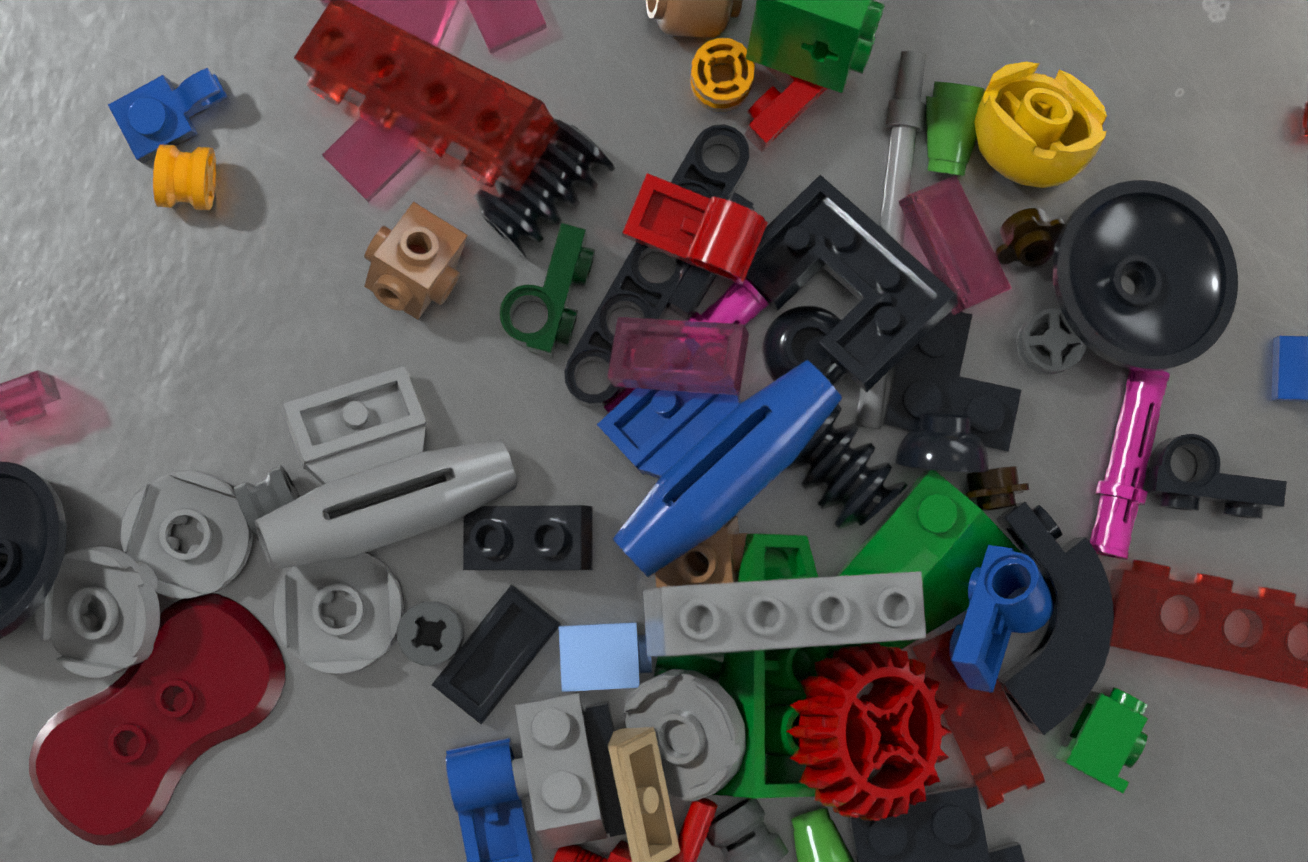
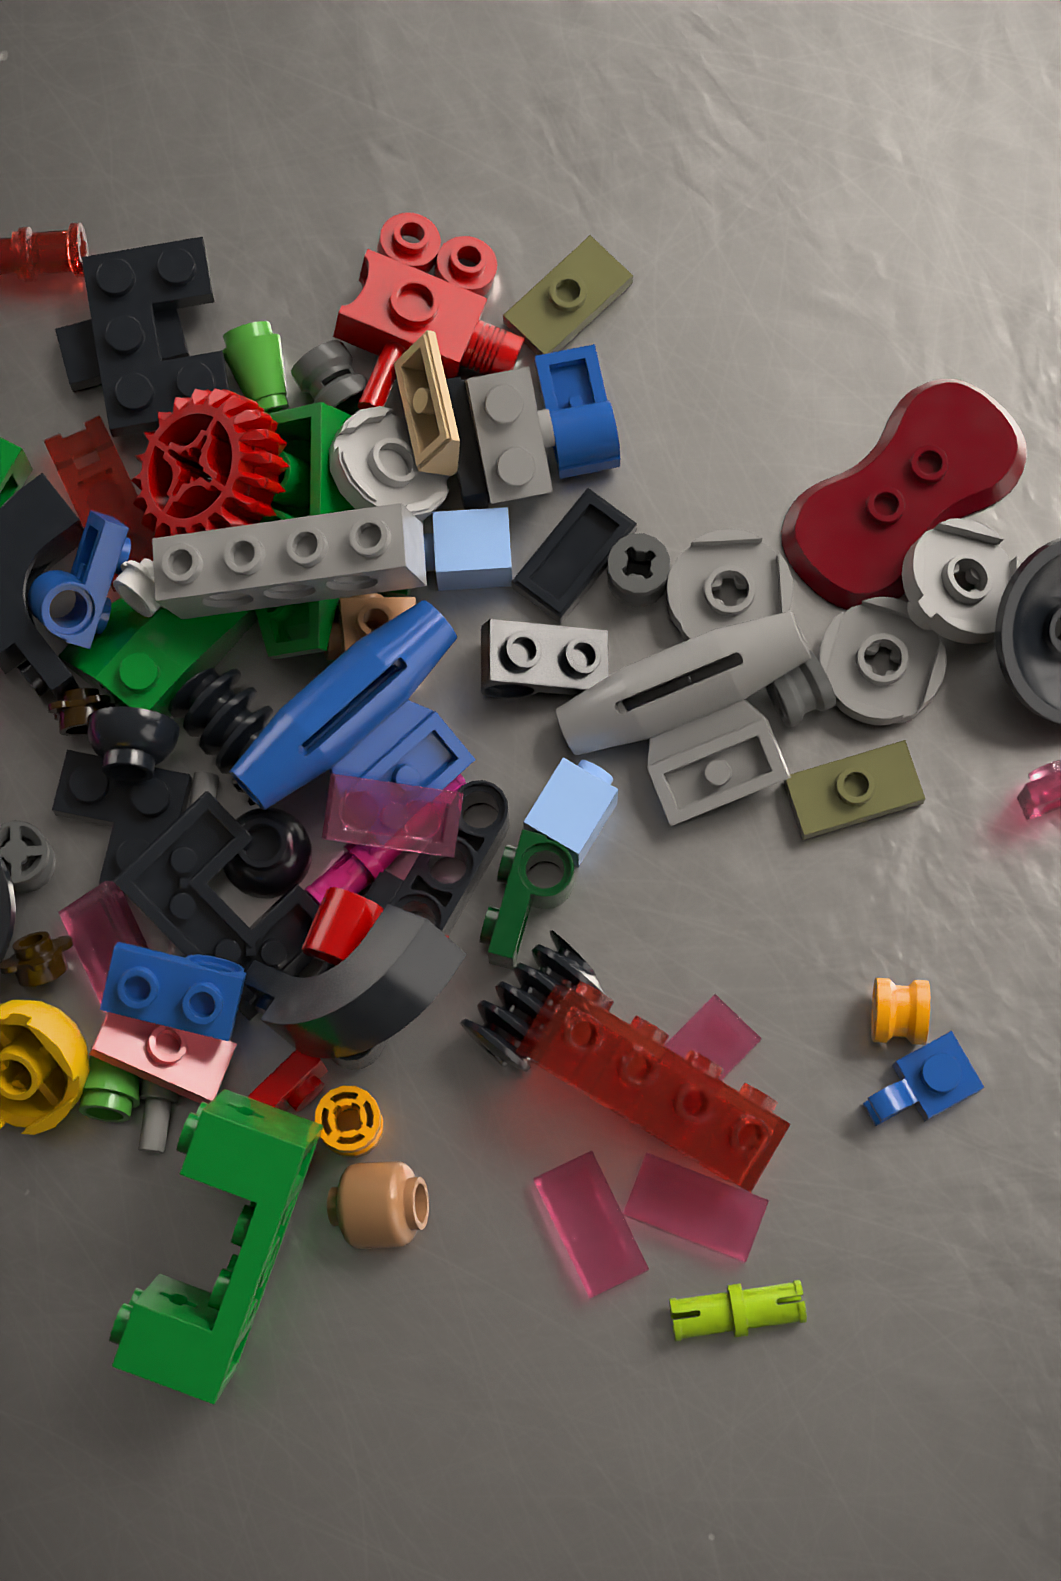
camera: 175 degrees left, 10 degrees down
(220, 404) = (854, 789): none -> olive plate
(414, 261) = (662, 922): medium nougat brick -> none
(501, 381) = (574, 807): none -> light blue brick
(699, 160) = (364, 997): none -> black arch
(892, 184) = (174, 991): none -> blue plate
(903, 142) = (165, 1055): none -> coral plate
(940, 605) = (137, 586): none -> white plate

